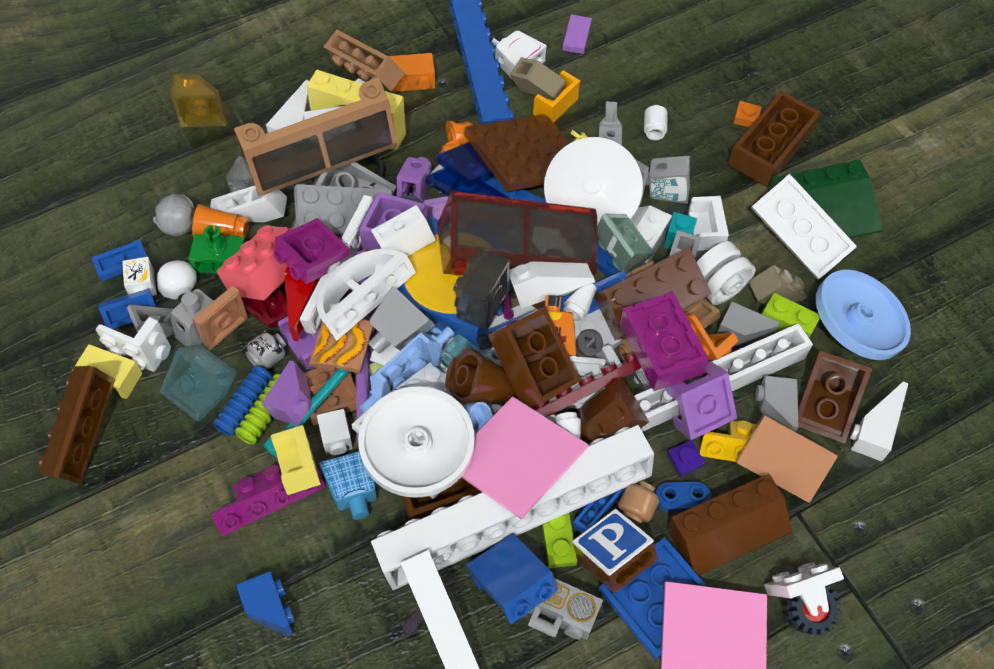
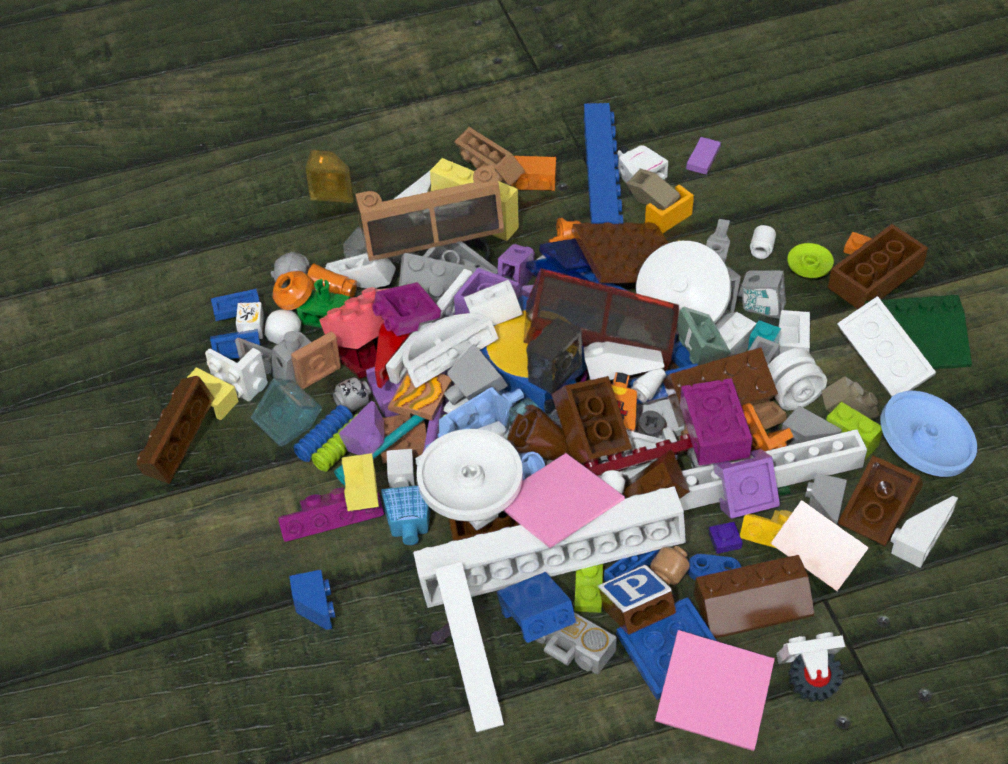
camera: 15 degrees right, 10 degrees down
(184, 243) = (295, 293): none -> orange piece
(706, 137) = (810, 260): none -> lime dish

